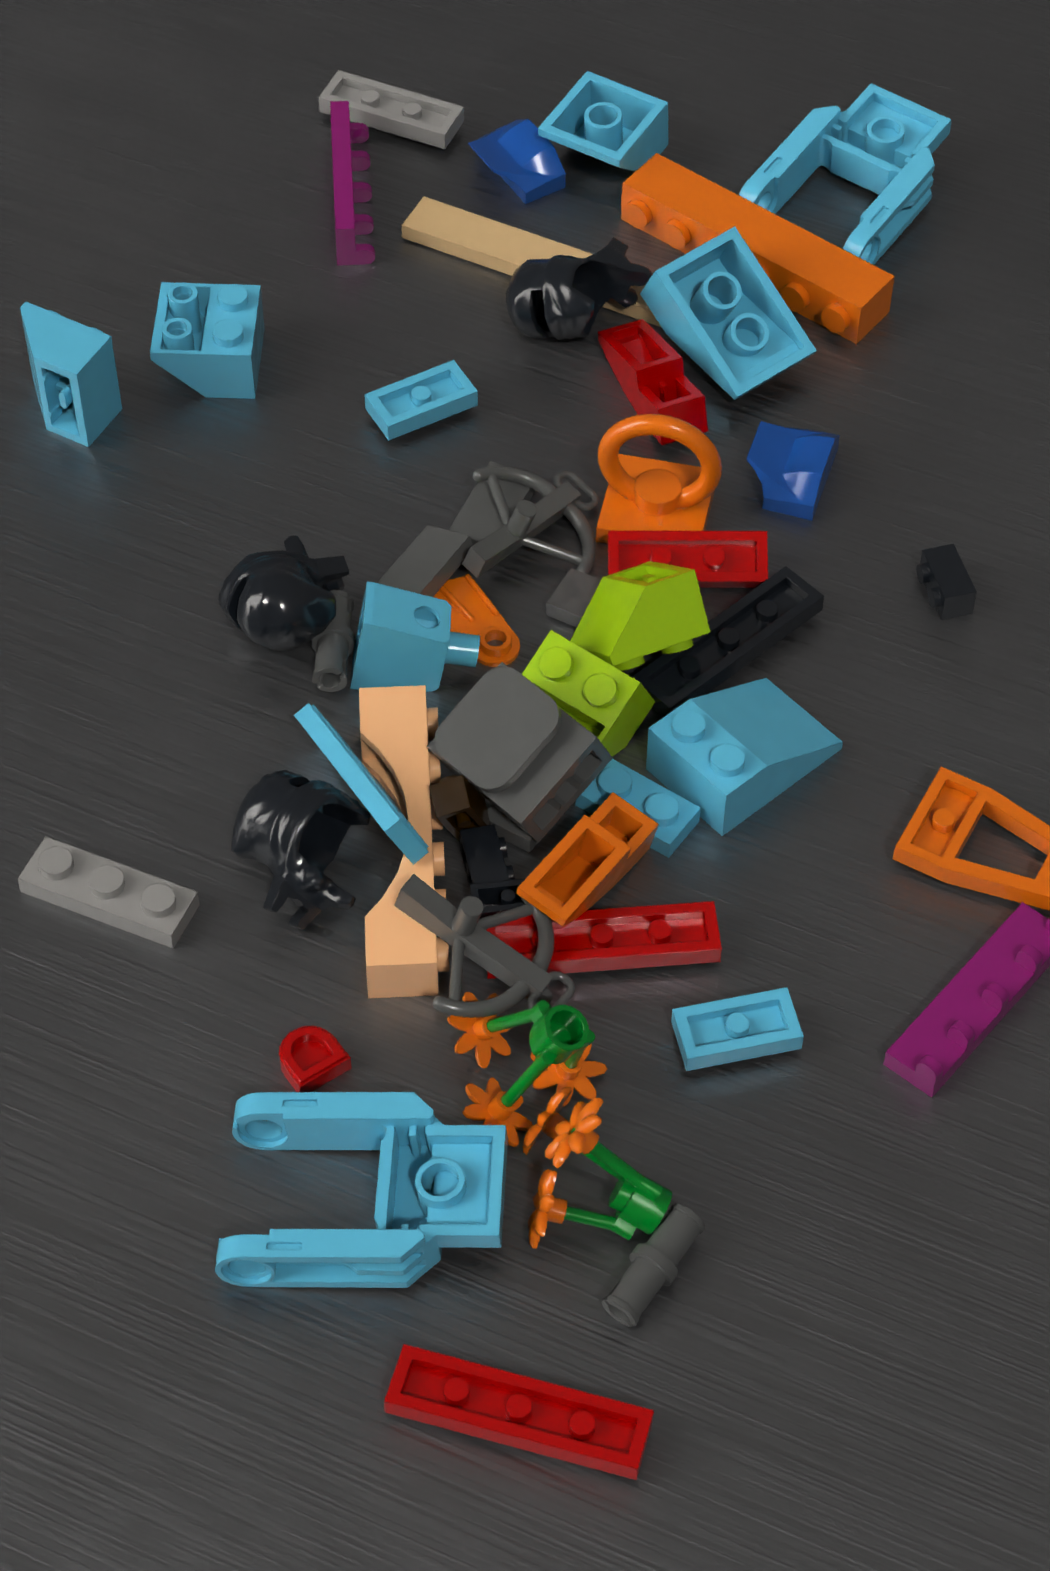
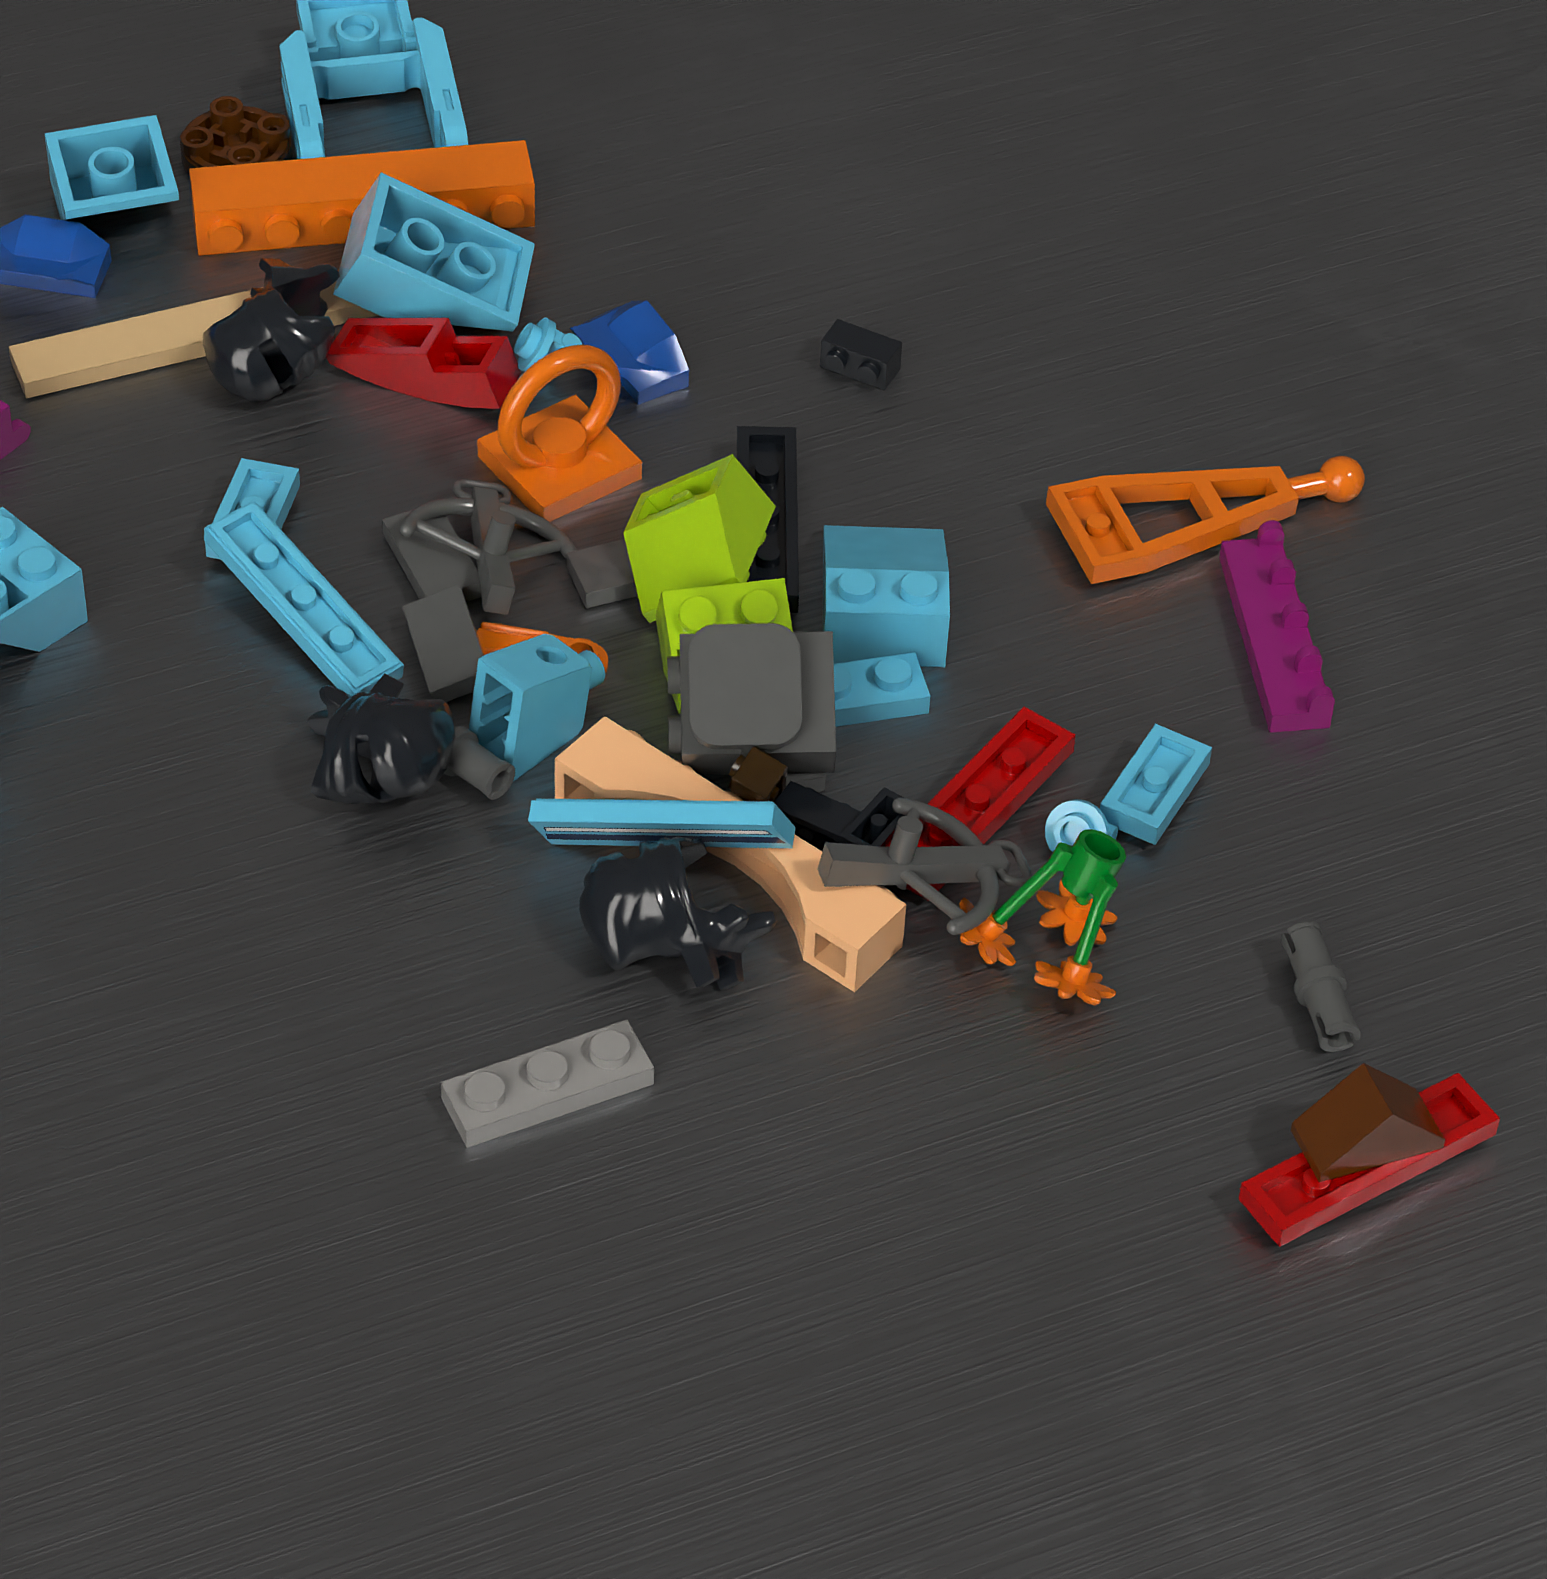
camera: 50 degrees left, 5 degrees down
(312, 1058) = (881, 1065): red tile -> none
(369, 476) = (301, 600): none -> medium azure tile
(432, 1192) = (1108, 1060): medium azure plate -> none
(529, 1385) = (1365, 1125): none -> reddish brown slope
(589, 860) = (905, 742): orange slope -> none
(637, 1199) = (1255, 951): plant -> none
(642, 1018) = (1073, 817): none -> medium azure plate
(718, 557) = (676, 451): red plate -> none
(727, 154) = (235, 136): none -> reddish brown tile
(728, 424) = (540, 340): none -> medium azure plate

